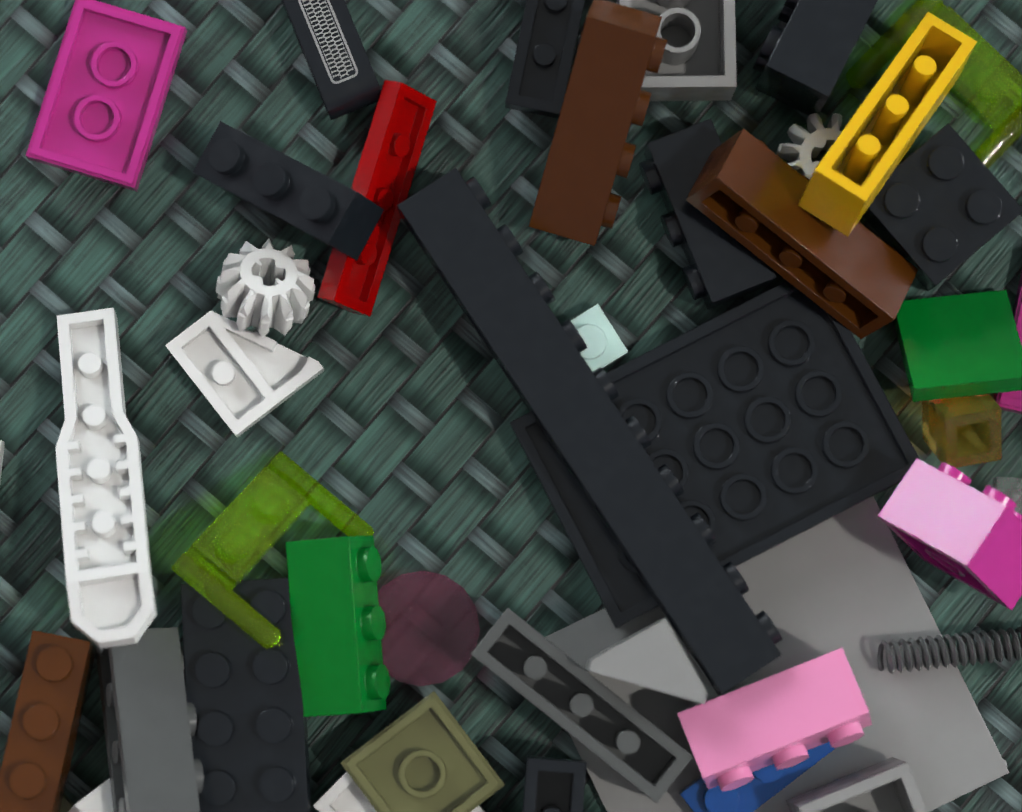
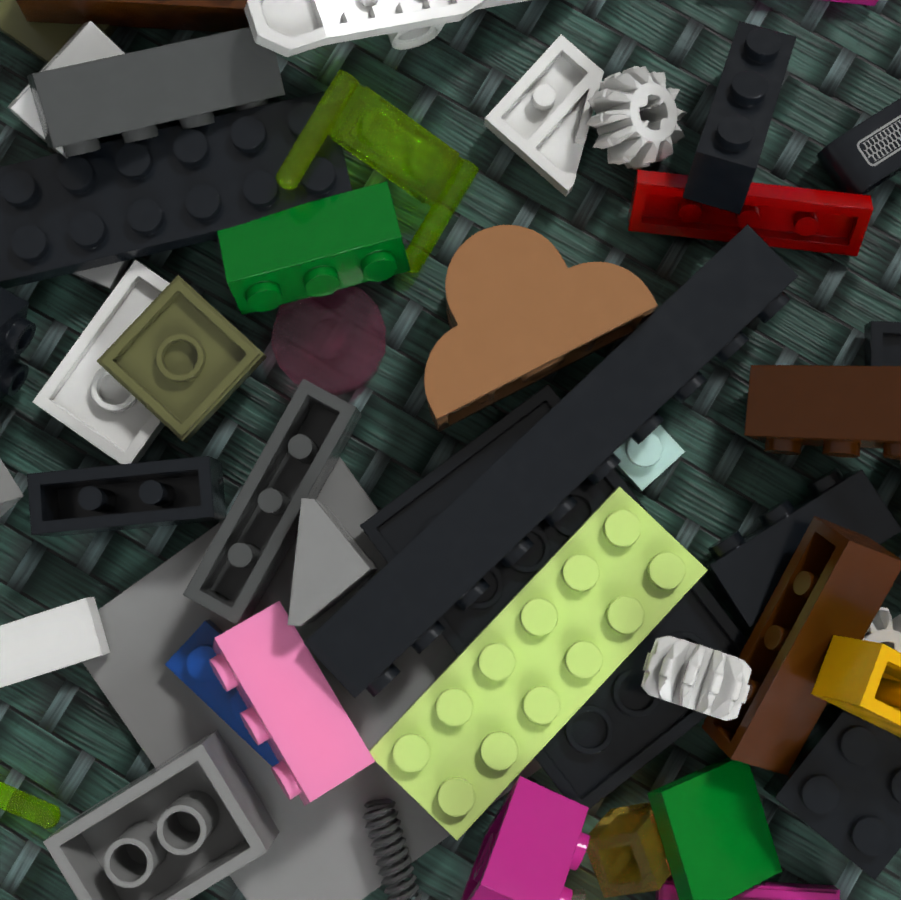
camera: 90 degrees right, 0 degrees up
(446, 438) = (522, 318): none -> medium nougat brick
(774, 480) = (537, 662): none -> yellowish green plate
(815, 337) = (696, 677): none -> white gear

